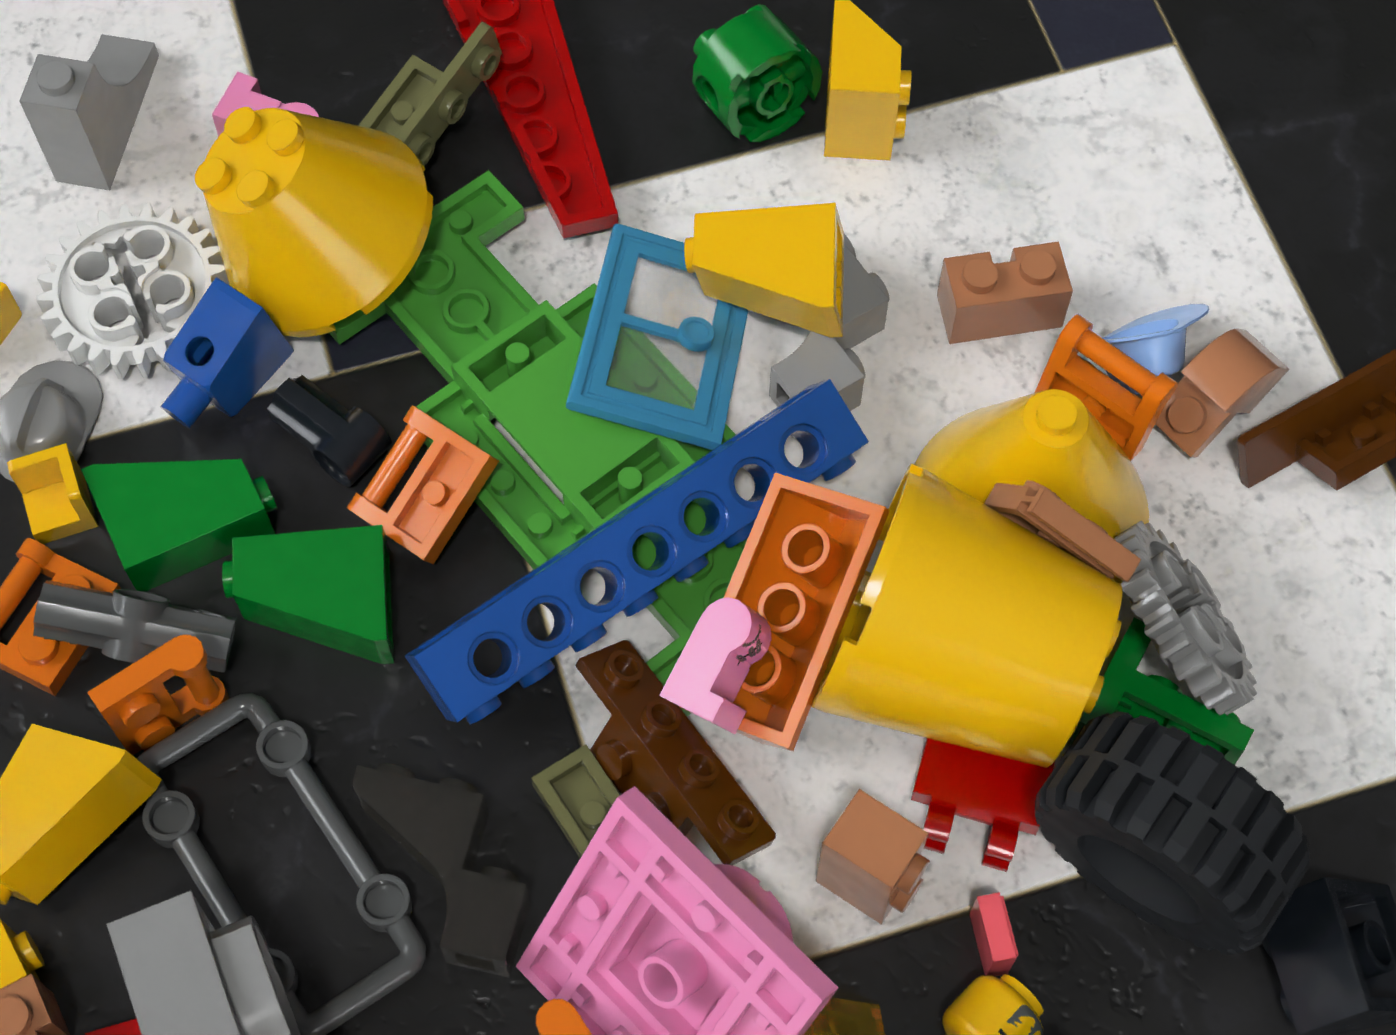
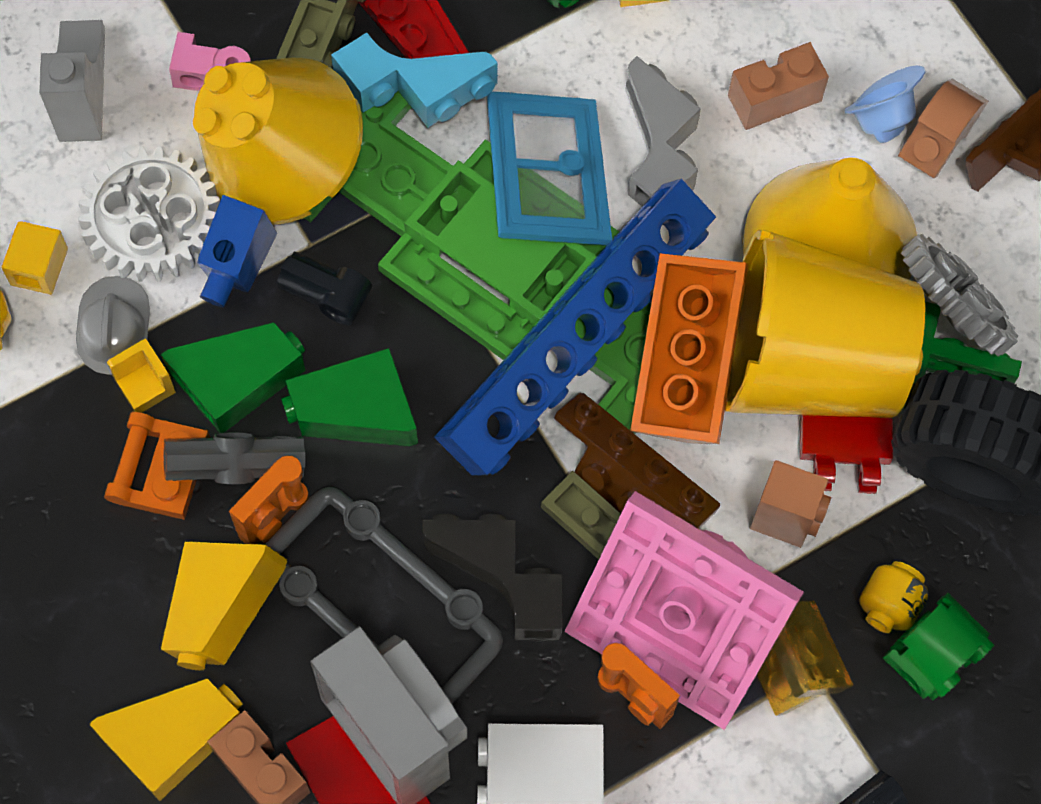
camera: 15 degrees left, 5 degrees up
(434, 494) = (418, 316): orange plate -> none
(540, 197) = (430, 85): none -> medium azure arch
(717, 662) = (653, 395): bright pink leg -> none
(774, 263) = (614, 100): yellow slope -> none
(993, 934) = (879, 537): coral tile -> none
(1059, 524) = (871, 251): nougat plate -> none
(1117, 409) = (846, 141): orange plate -> none

